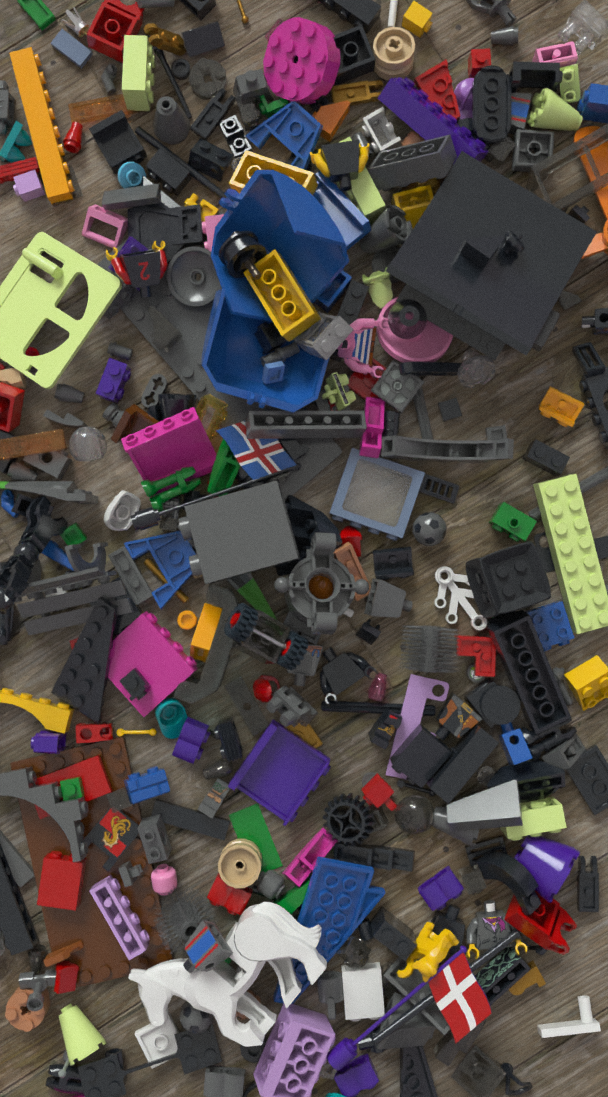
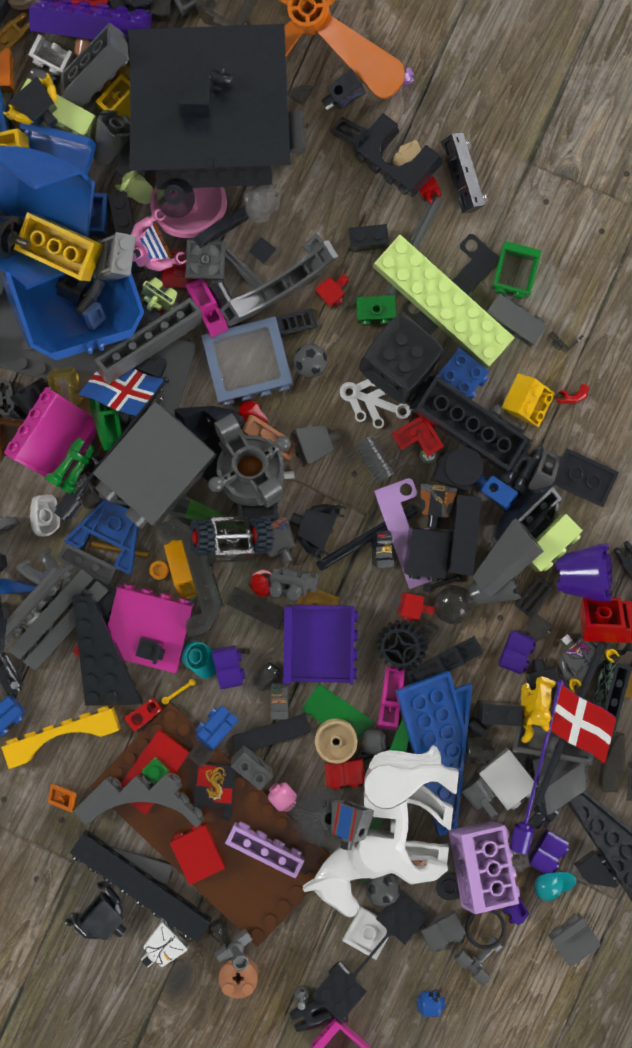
camera: 30 degrees left, 0 degrees up
(48, 742) = (110, 745): dark purple brick -> none
(62, 954) = (238, 913): dark orange tile -> none
(65, 977) = (253, 929): red tile -> none
(73, 535) = (14, 560): green plate -> none
(78, 1033) = (295, 970): yellowish green cone -> none
(129, 873) = (249, 809): dark grey tile -> none
(231, 745) = (256, 641): black brick -> none
(368, 633) = (316, 481): black tile -> none
(378, 688) = (355, 521): clear pink cone -> none
(393, 563) = (299, 409): black bracket -> none
(484, 482) = (331, 292): none -> red brick
(514, 875) = (566, 598): black arch -> none
(560, 406) = (352, 187): light orange bracket -> none
(579, 213) = (262, 16): black tile -> none

